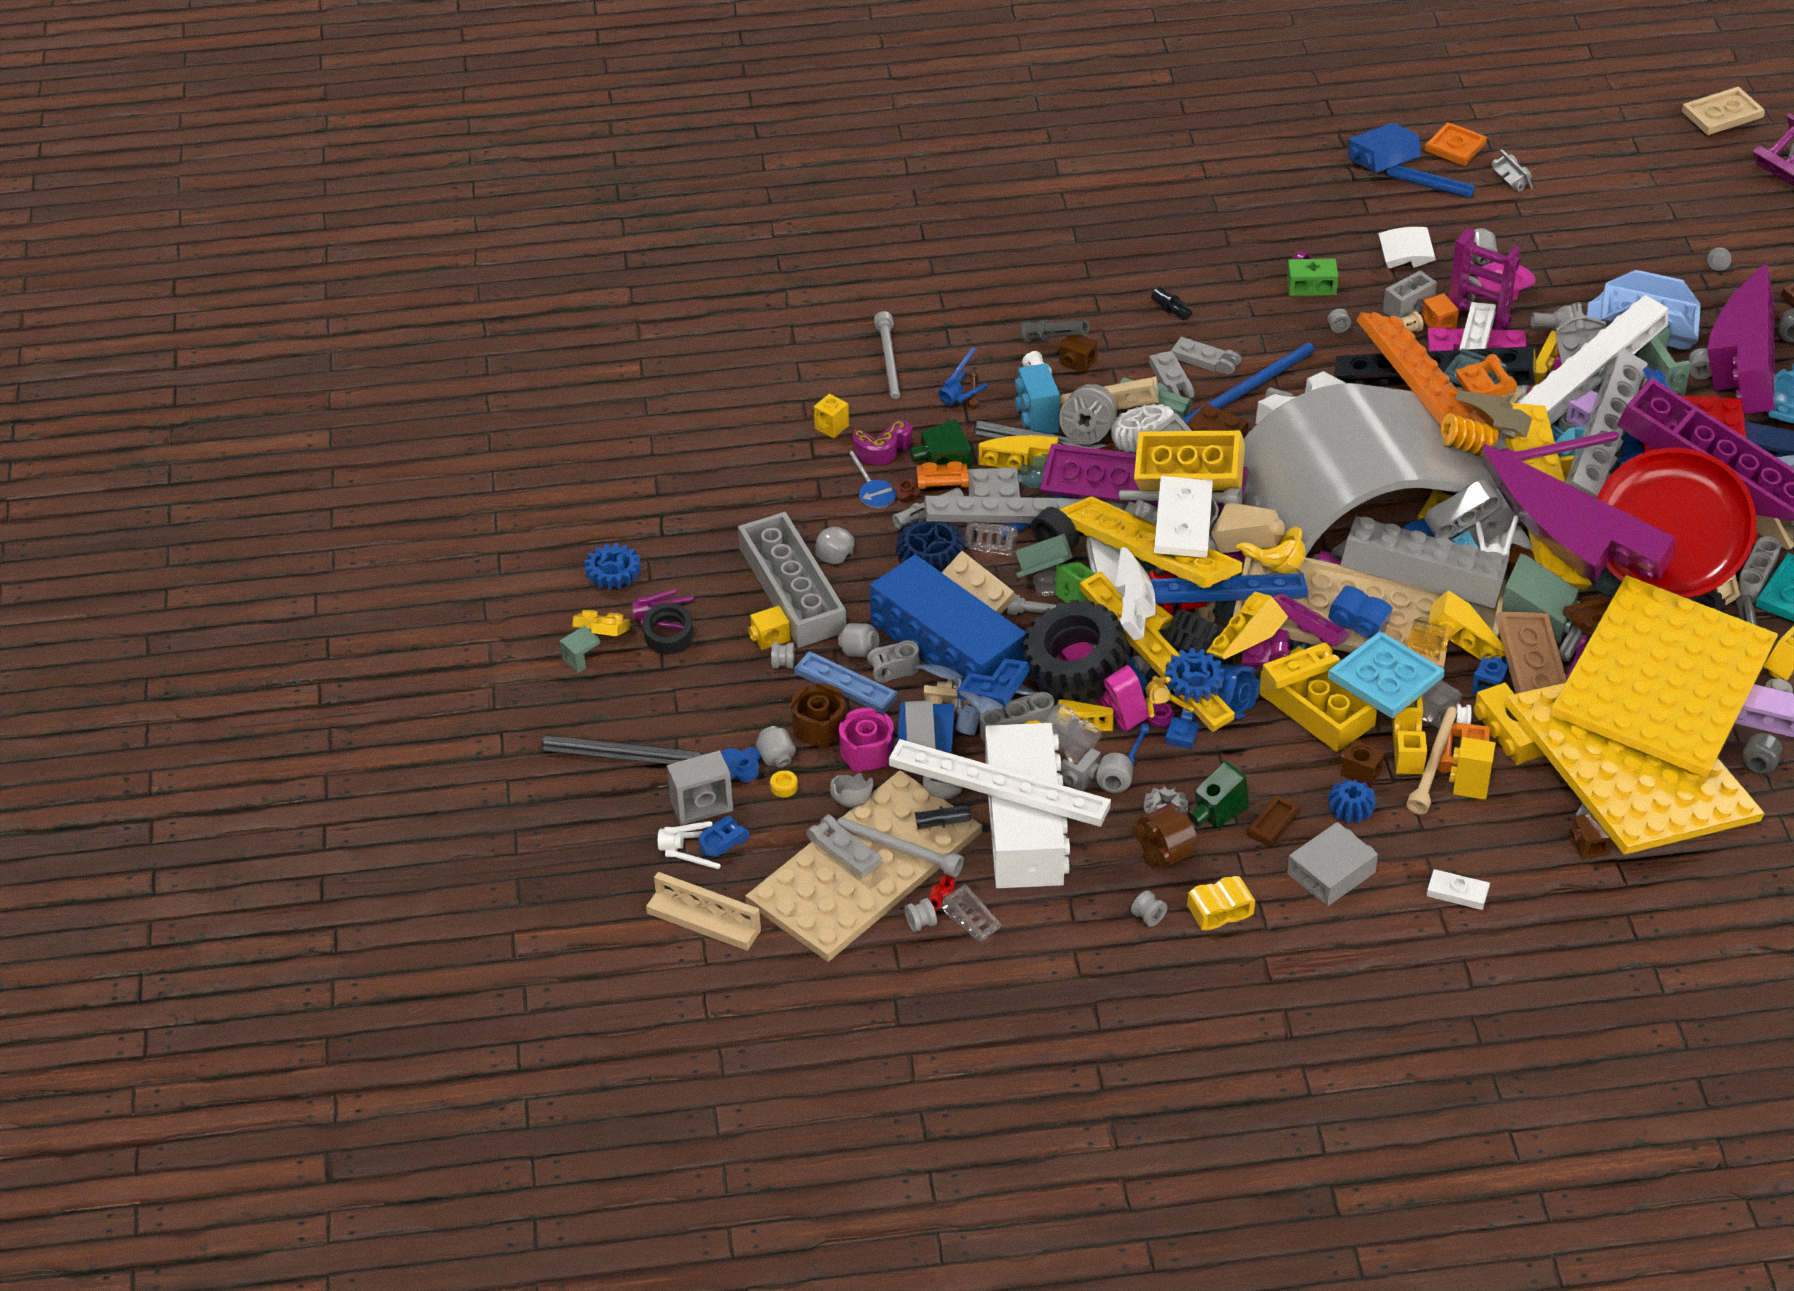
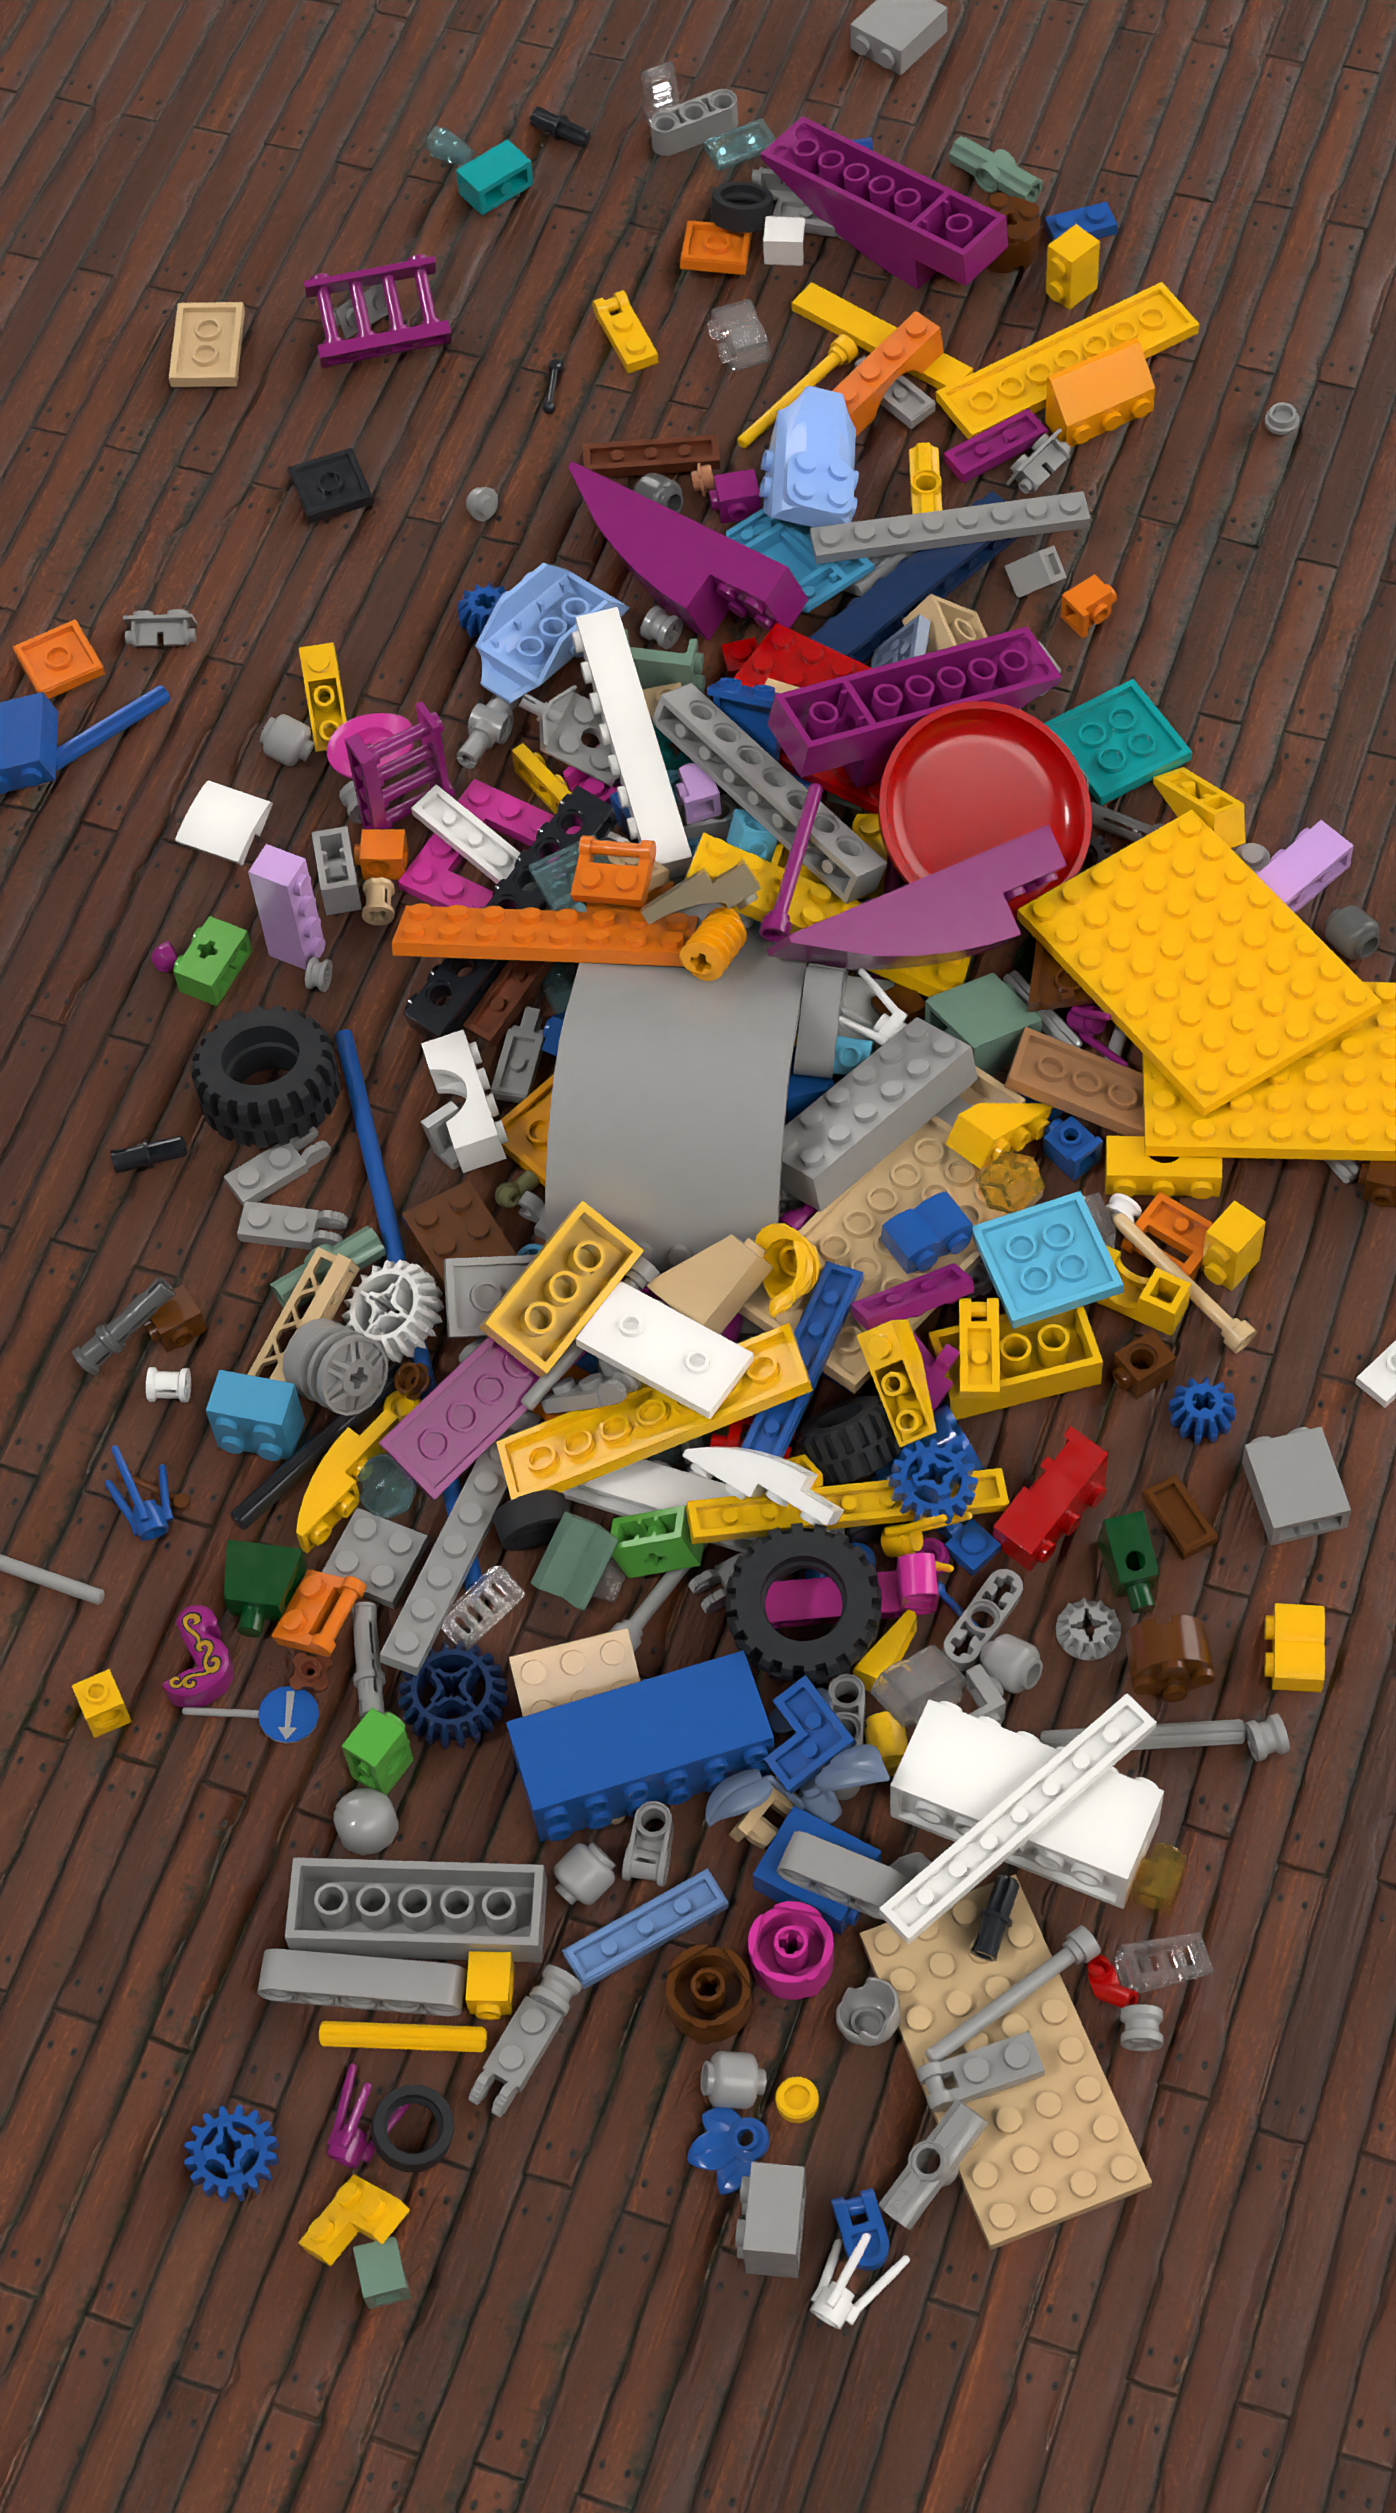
camera: 60 degrees left, 15 degrees up
(616, 750) = (615, 2302): black axle -> none
(704, 915) = (996, 2318): tan fence -> none
(720, 609) = (403, 2036): none -> yellow axle
(735, 658) = (517, 2053): none -> light grey hinge
(737, 575) = (362, 1982): none -> light grey beam
(775, 845) = (916, 2187): none -> light grey piece
(872, 525) = (378, 1751): none -> bright green brick
(1022, 891) = (1159, 1878): none -> clear yellow brick
(1114, 858) = (1168, 1735): none -> light grey axle
(1146, 746) = (983, 1602): none -> light grey beam
(1246, 748) = (1053, 1501): none -> red wedge
(1249, 318) = (274, 1109): none -> black tyre
(1356, 271) = (286, 906): none -> lavender brick
(1534, 242) = (323, 691): none -> yellow slope
(1673, 196) = (330, 485): none -> black plate

